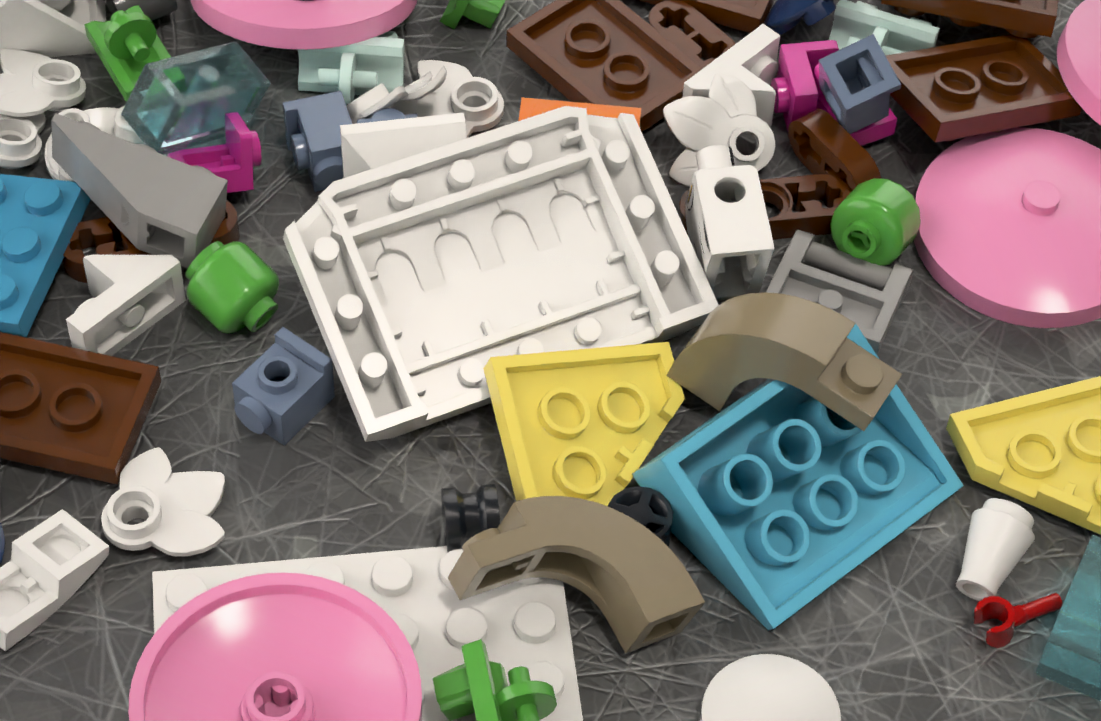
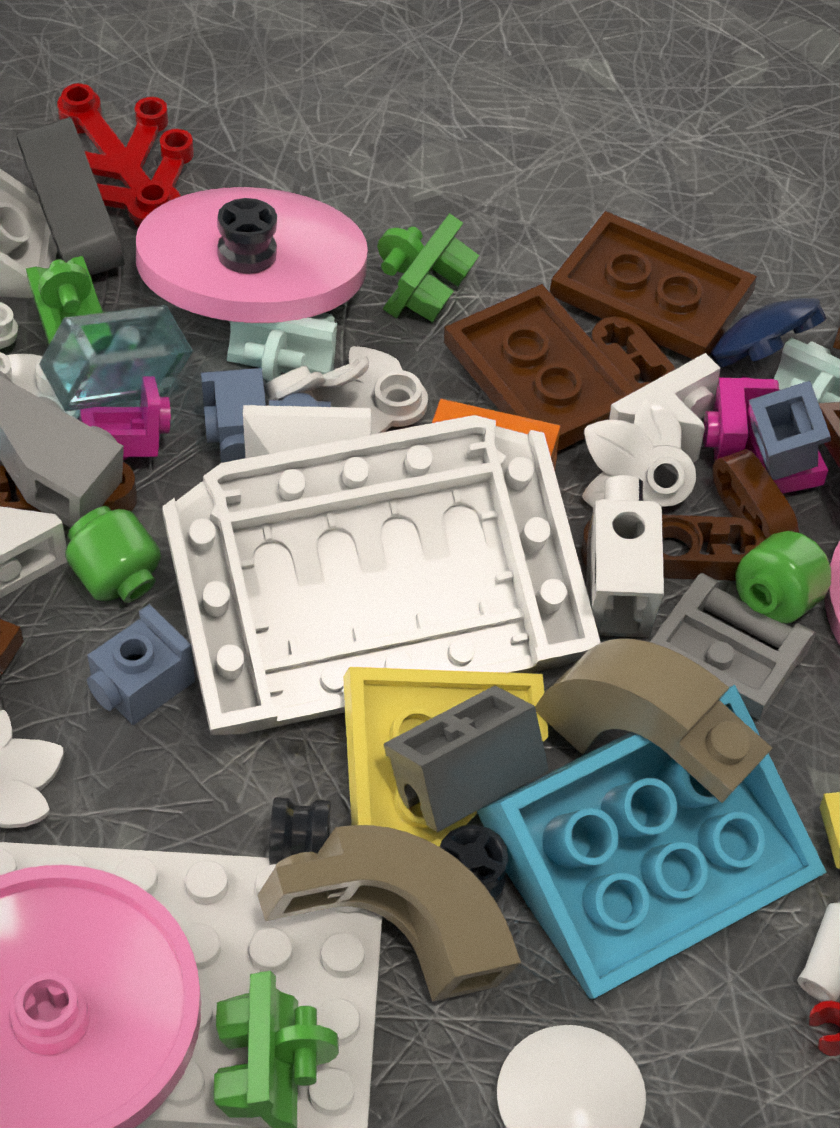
camera: 10 degrees right, 0 degrees up
(618, 423) = (468, 756): none -> dark grey hinge

